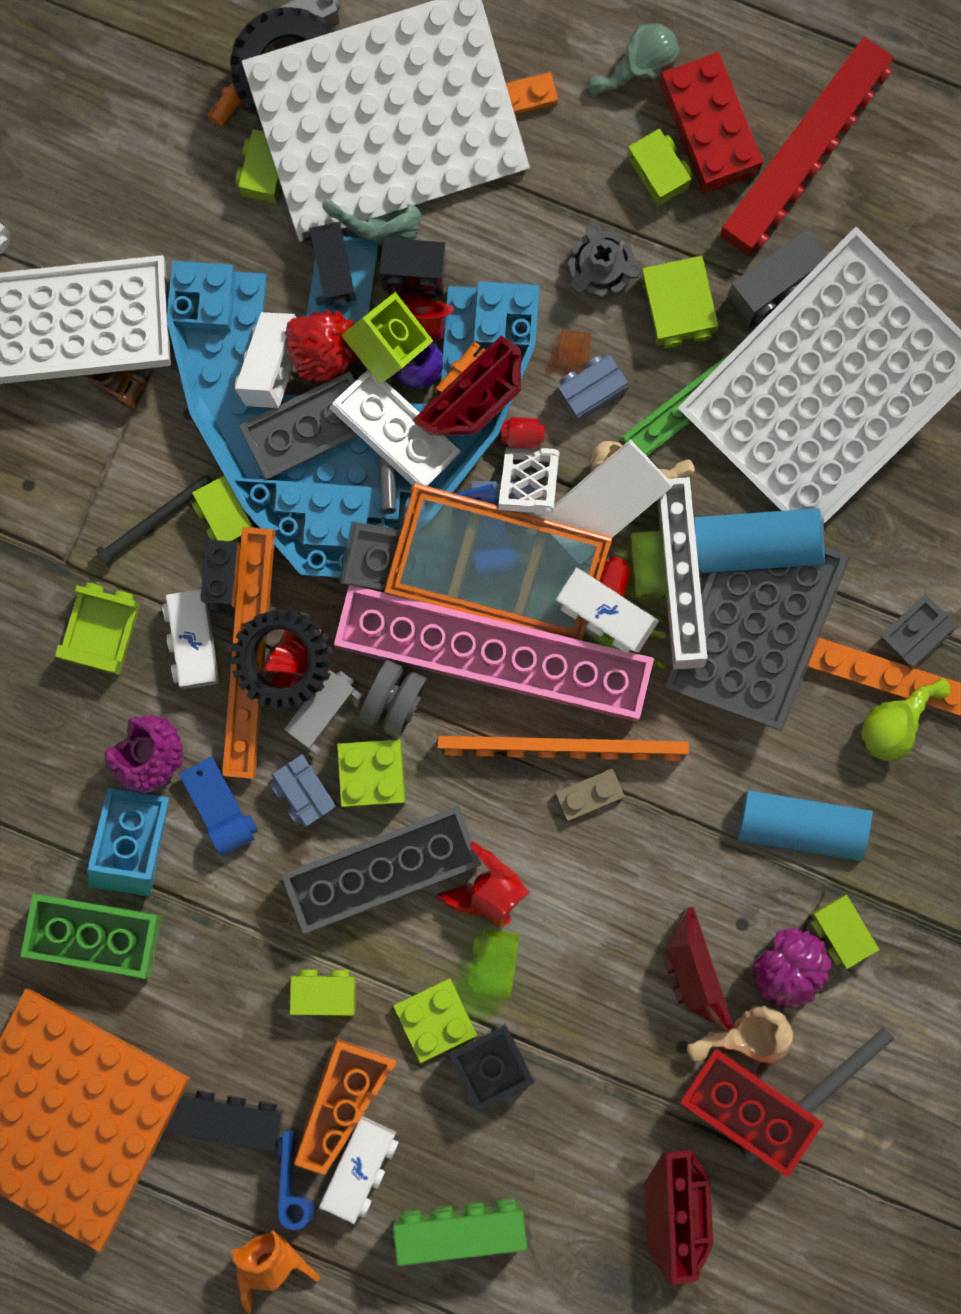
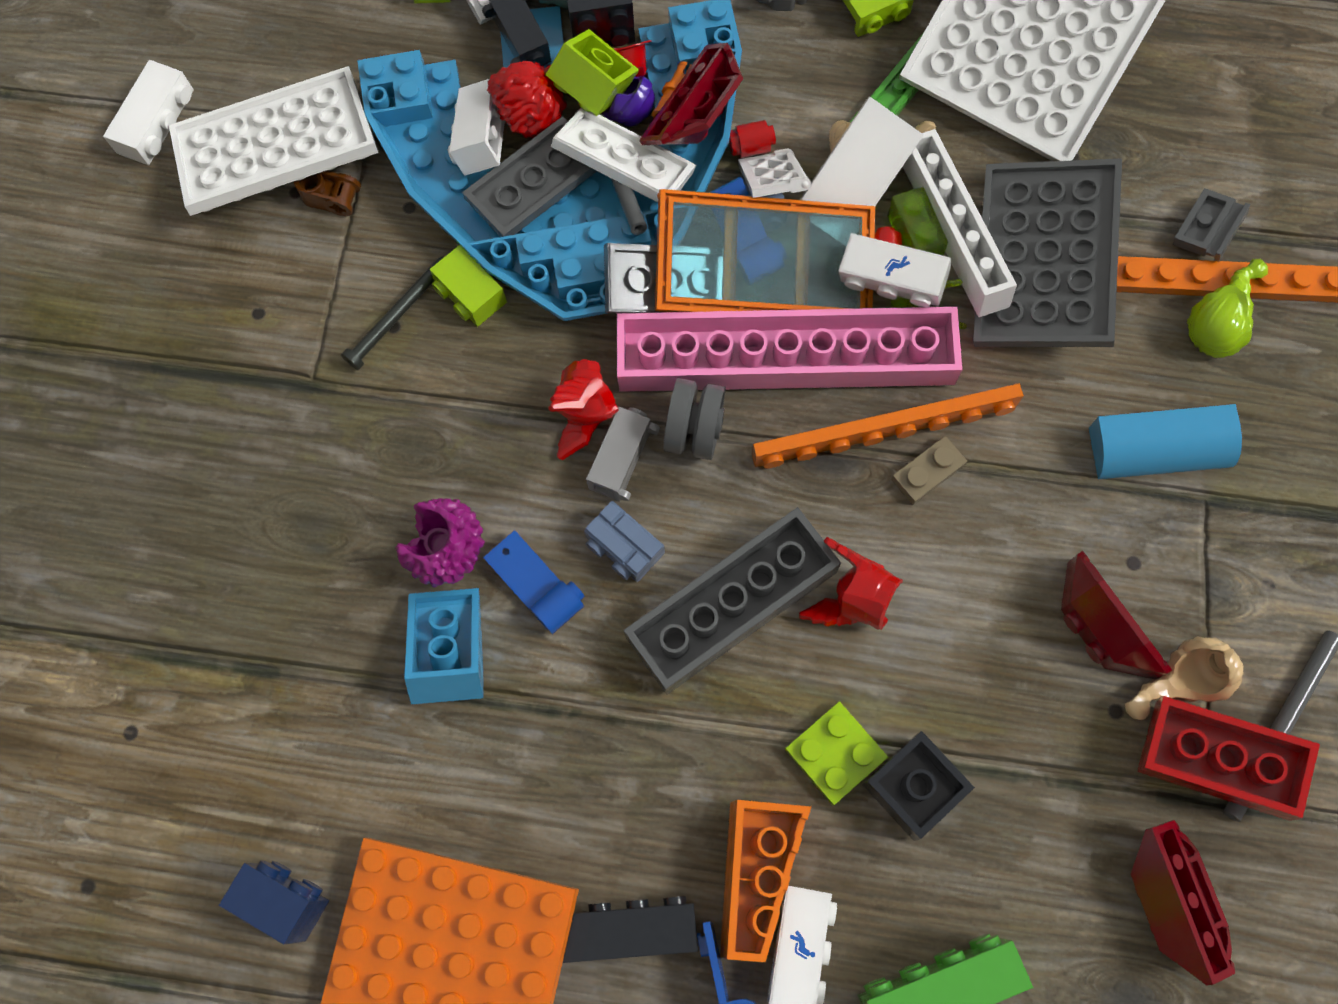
camera: 15 degrees left, 10 degrees down
(91, 936) = (425, 756): bright green brick -> none
(99, 629) = (362, 432): lime panel -> none
(191, 640) = (463, 417): white brick -> none
(220, 575) = (481, 339): black panel -> none
(248, 669) = (526, 398): black tyre -> none
(251, 600) = (528, 413): orange plate -> none
(323, 994) = (704, 754): lime brick -> none
(371, 773) = (692, 504): lime brick -> none
(495, 963) = (885, 671): clear neon green brick -> none
(574, 347) = (778, 55): clear orange tile -> none
(592, 387) = (808, 82): sand blue brick -> none
(760, 540) = (1030, 167): dark azure brick -> none
(793, 969) = (1213, 590): magenta hair -> none
(843, 932) = (1248, 540): lime brick -> none

